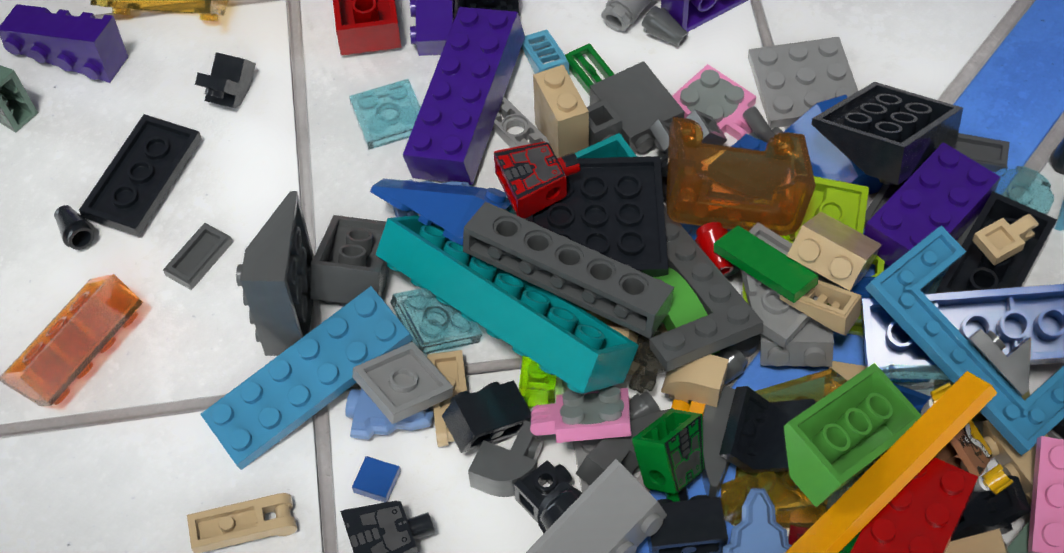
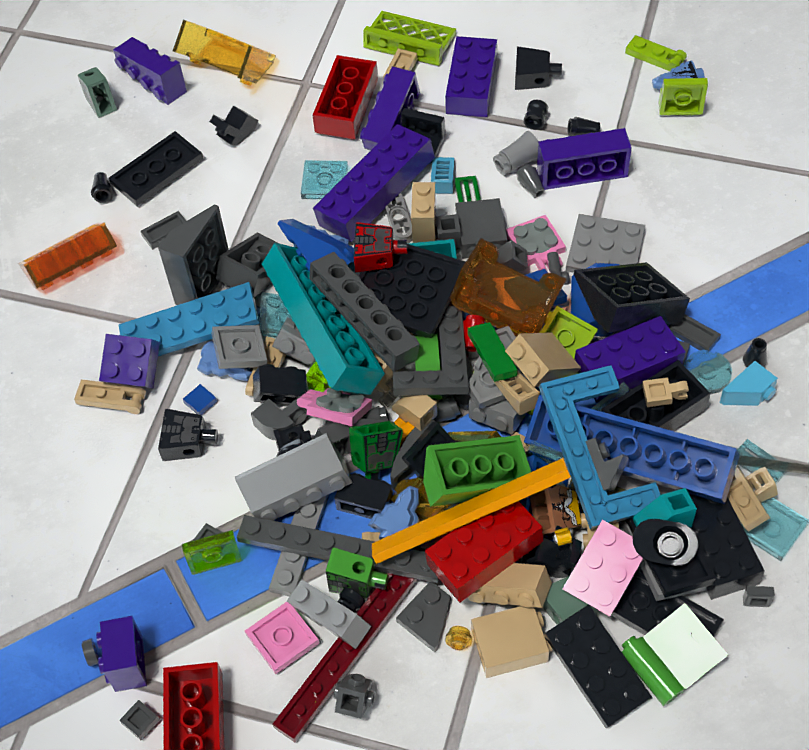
camera: 25 degrees right, 0 degrees up
(250, 461) = (129, 361): none -> dark purple brick
(473, 348) = (291, 343): none -> light grey brick

